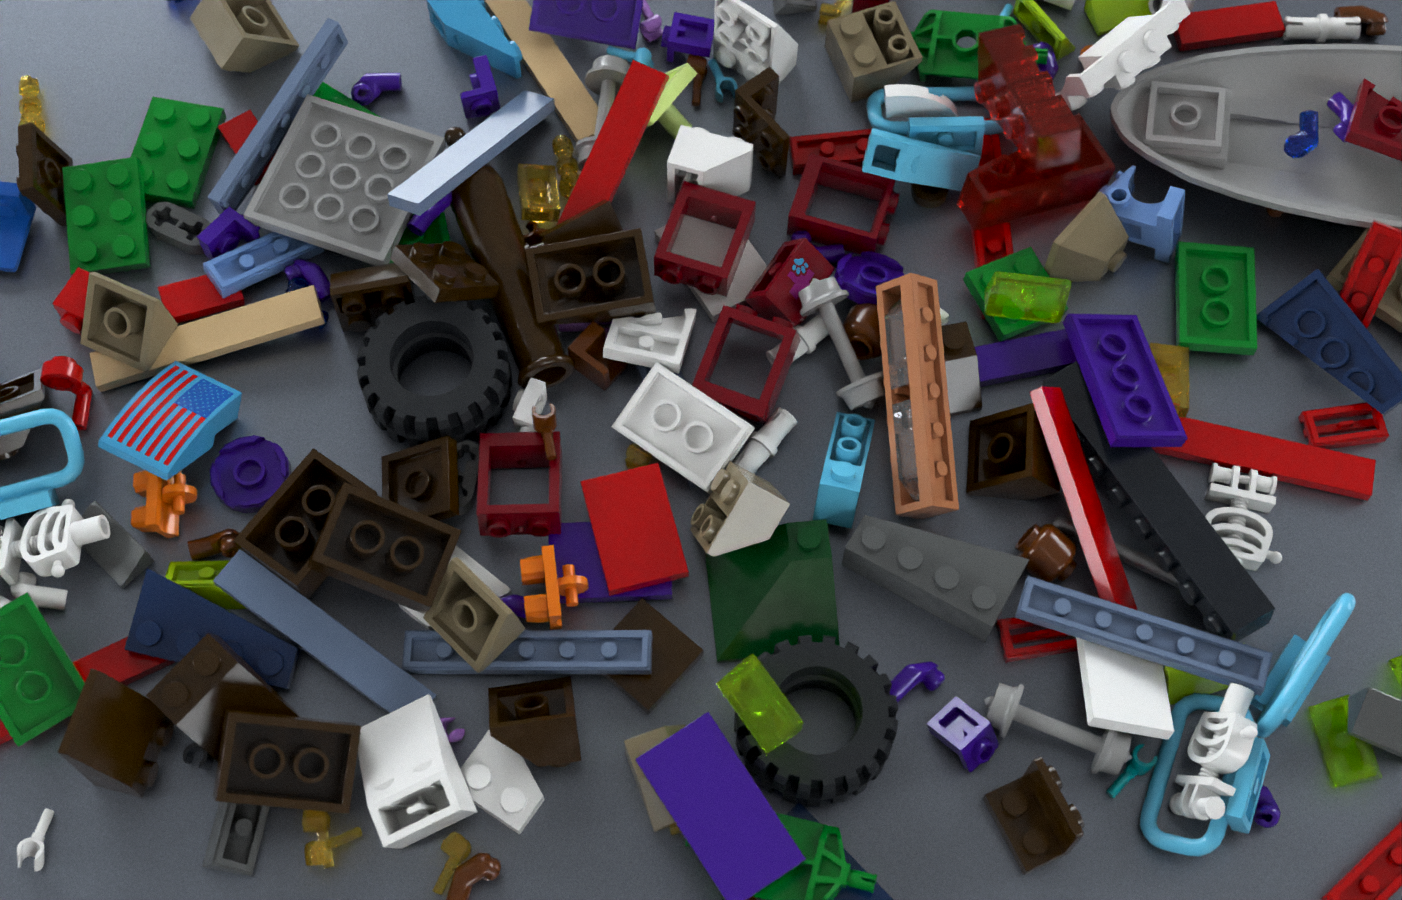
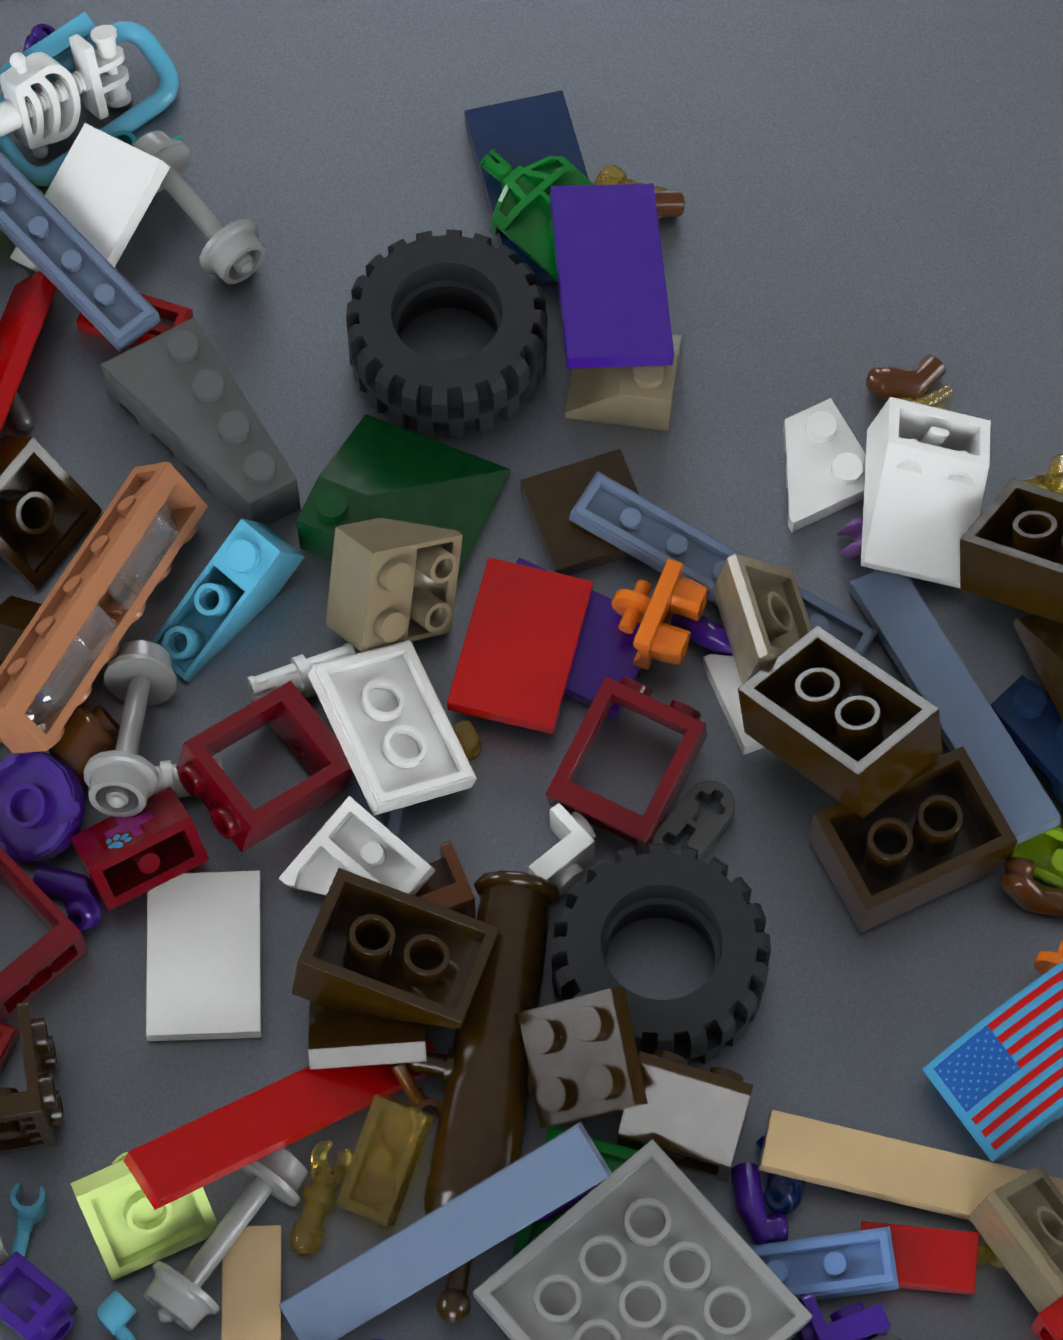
camera: 150 degrees left, 0 degrees up
(248, 473) = (954, 971): dark purple tile -> none
(424, 478) = (752, 823): dark brown plate -> none
(536, 721) = (753, 494): dark brown slope -> none
(546, 425) = (564, 788): reddish brown hand -> none
(699, 64) = (44, 1253): reddish brown hand -> none
(709, 162) = (146, 1056): white slope -> none
(711, 207) = (202, 1027): dark red window -> none
(760, 704) = (507, 334): clear neon green slope -> none
(914, 675) = (293, 339): dark purple arm -> none
(964, 733) = (294, 259): dark purple bracket -> none
(1035, 817) = (279, 144): dark brown bracket -> none
(1049, 553) = (68, 385): reddish brown head -> none

